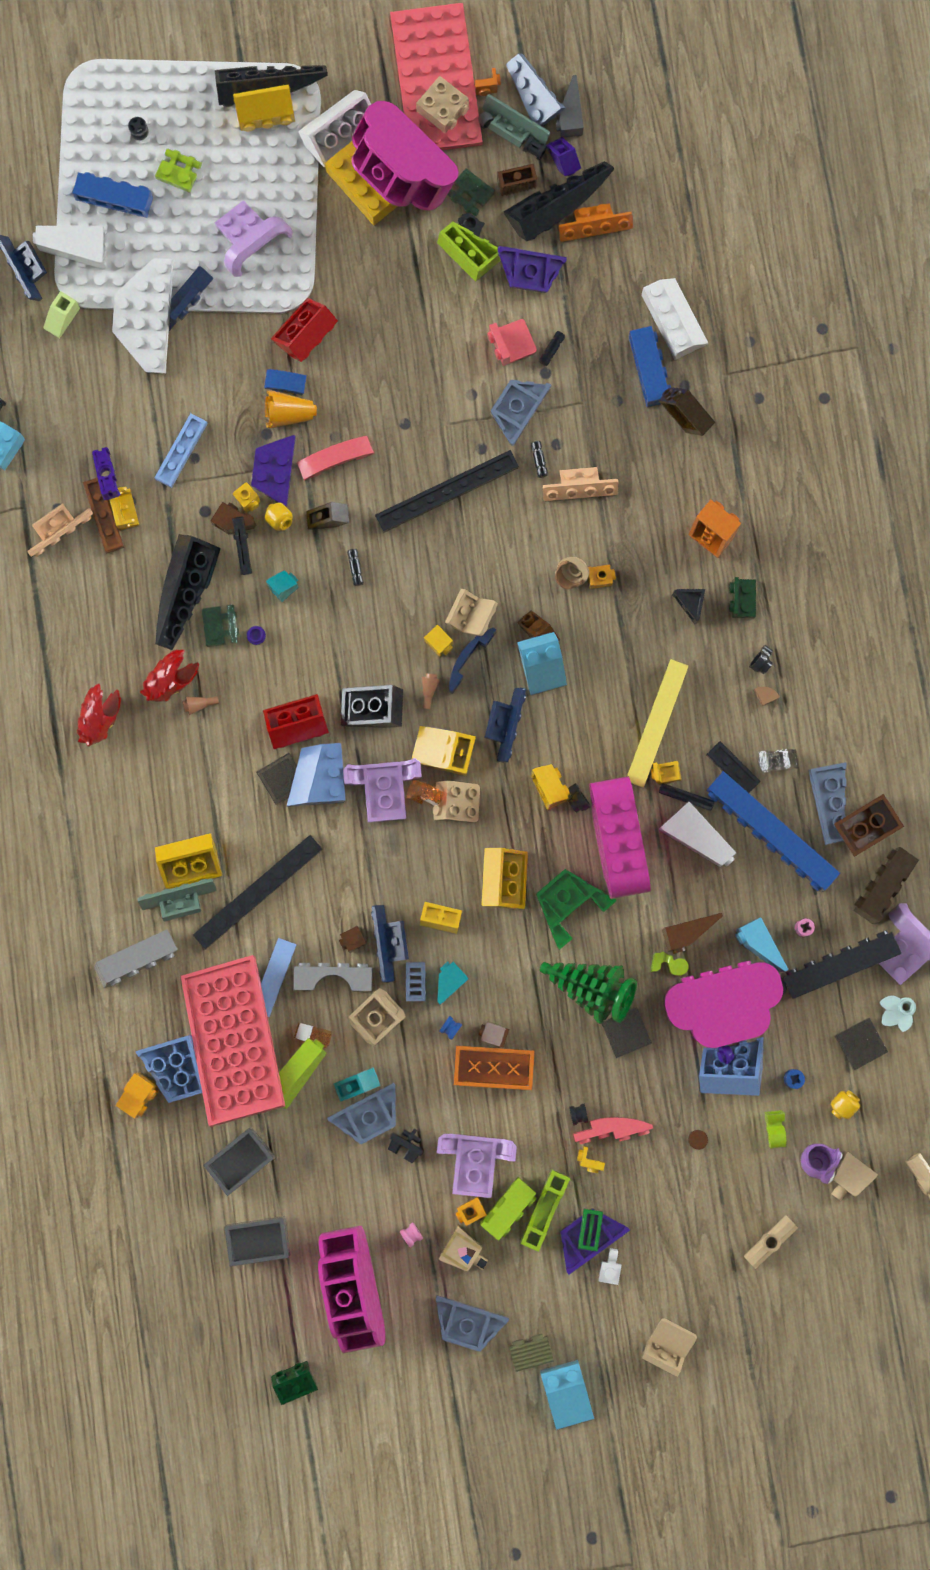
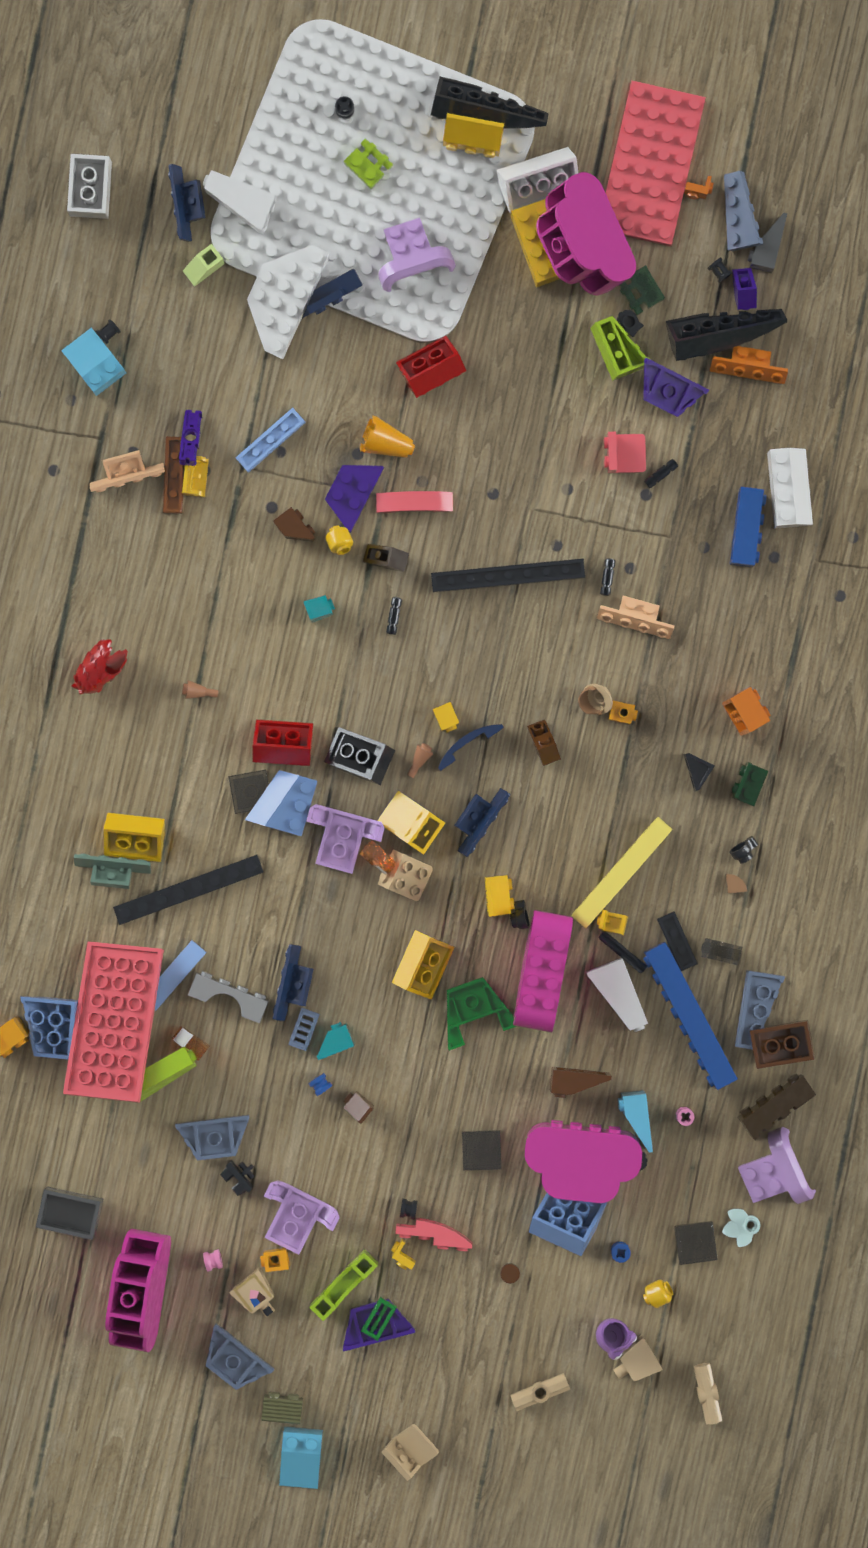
camera: 20 degrees right, 5 degrees up
(112, 194) = (296, 165): blue brick -> none
(135, 958) = (51, 910): light grey wedge -> none
(167, 679) = (179, 656): red head -> none
(185, 581) = (228, 569): black wedge -> none
(214, 627) = (240, 620): clear green plate -> none
(239, 1161) = (79, 1134): dark grey piece -> none
(242, 545) = (296, 548): black pin -> none
(247, 497) = (315, 511): yellow bracket -> none
(256, 635) = (276, 646): dark purple plate -> none
(285, 381) = (394, 410): blue slope -> none
(293, 1382) = (55, 1352): dark green bracket -> none
(352, 939) = (259, 968): reddish brown brick -> none
(357, 1084) = (214, 1104): teal slope -> none
(376, 1017) = (255, 1048): tan slope -> none
(440, 917) = (349, 979): yellow hinge -> none
(442, 105) = (646, 196): tan brick -> none
(471, 613) = (486, 703): tan bracket -> none
(485, 119) = (683, 223): dark grey hinge -> none
(494, 1067) = (346, 1137): orange brick -> none
(508, 1209) = (310, 1271): lime wedge -> none
(512, 124) = (707, 239): sand green bracket -> none
(517, 179) = (690, 296): reddish brown brick -> none
(518, 406) = (606, 518): sand blue wing -> none
(542, 663) = (535, 776): medium azure slope -> none
(599, 989) = (467, 1099): green plant -> none
(610, 1270) = (383, 1361): white plate -> none
(676, 967) = (552, 1108): lime leg -> none
(686, 411) = (764, 586): dark brown window -> none
(725, 1054) = (564, 1207): dark purple plate -> none
(775, 1129) = (585, 1291): lime leg -> none
(842, 965) = (705, 1165): black brick -> none

